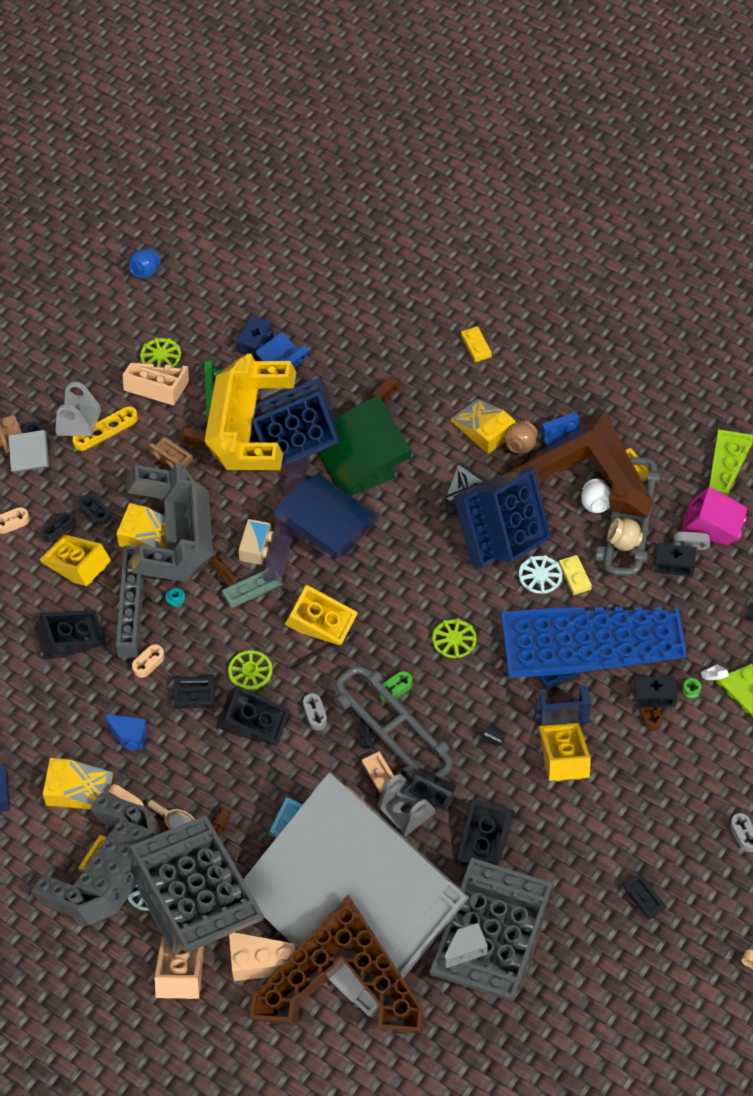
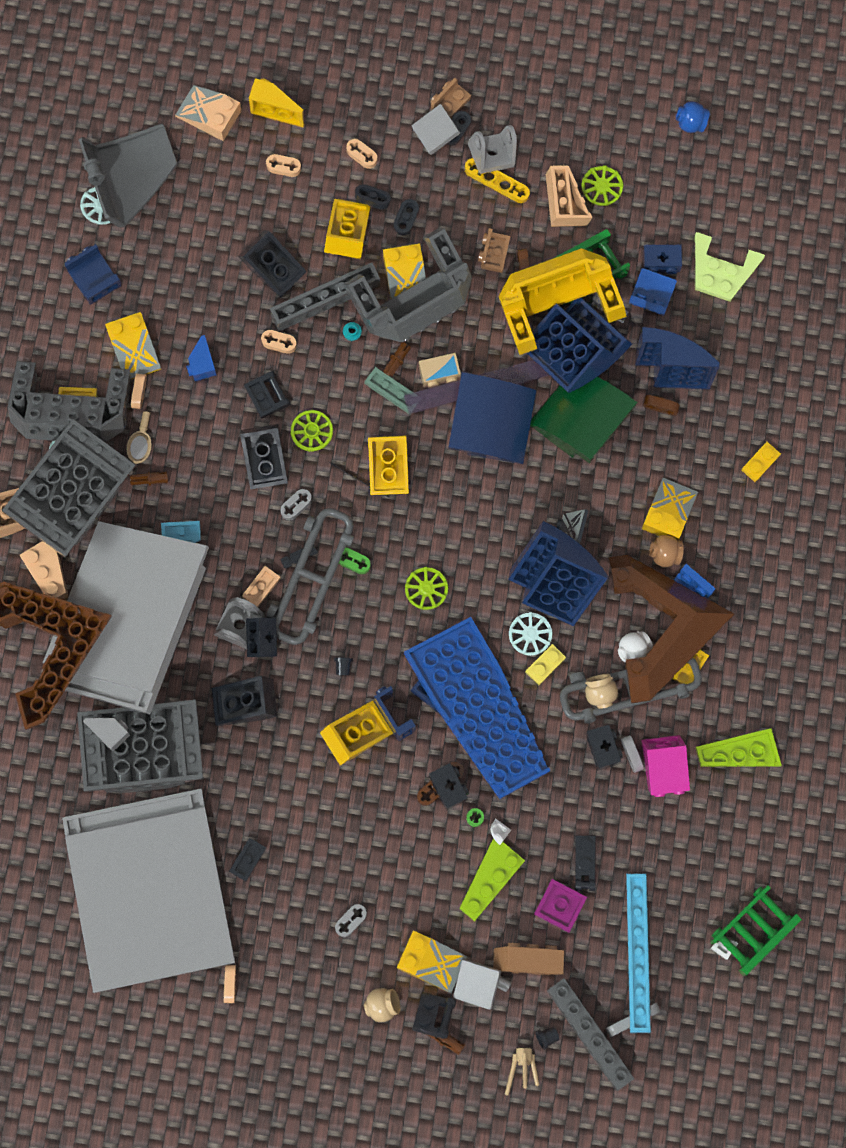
camera: 60 degrees right, 20 degrees up
(293, 307) = (719, 276): none -> yellowish green wing
(356, 353) = (675, 360): none -> dark blue slope
(634, 1001) = (148, 890): none -> light grey piece

